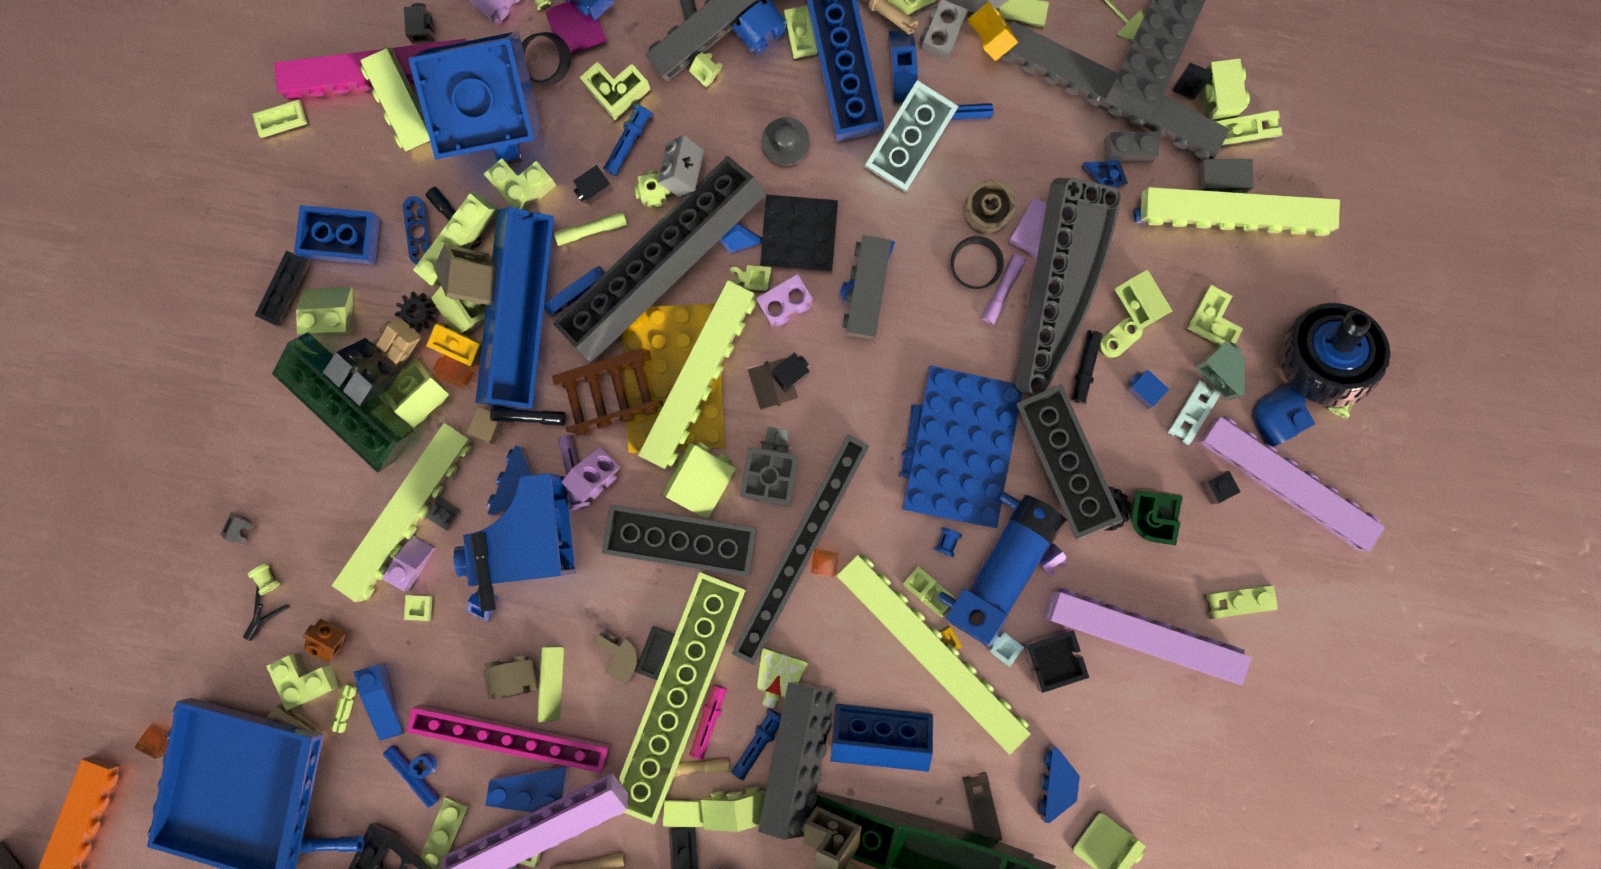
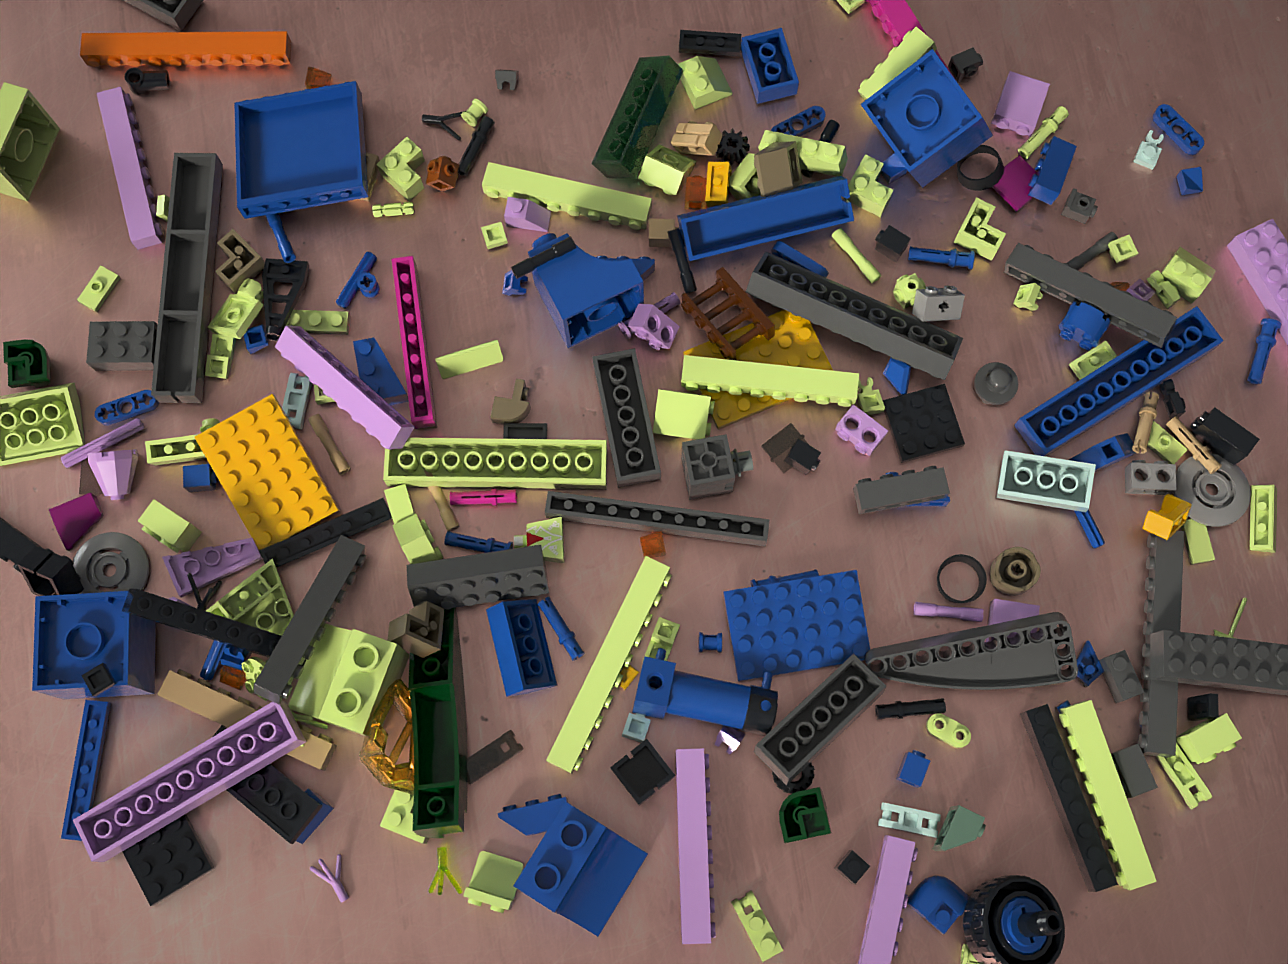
camera: 70 degrees right, 10 degrees down
(300, 588) = (479, 138): none -> black pin
(372, 371) = (669, 125): black piece -> none
(379, 700) = (409, 232): blue slope -> none
(443, 513) = (578, 226): dark grey tile -> none
(509, 678) = (463, 324): dark tan brick -> none
(877, 689) = (565, 636): none -> blue pin
(1131, 759) = (580, 869): none -> blue brick
(1143, 299) = (990, 736): yellowish green brick -> none
(1208, 318) = (996, 803): yellowish green plate -> none
(1229, 249) = (1068, 799): none -> black brick

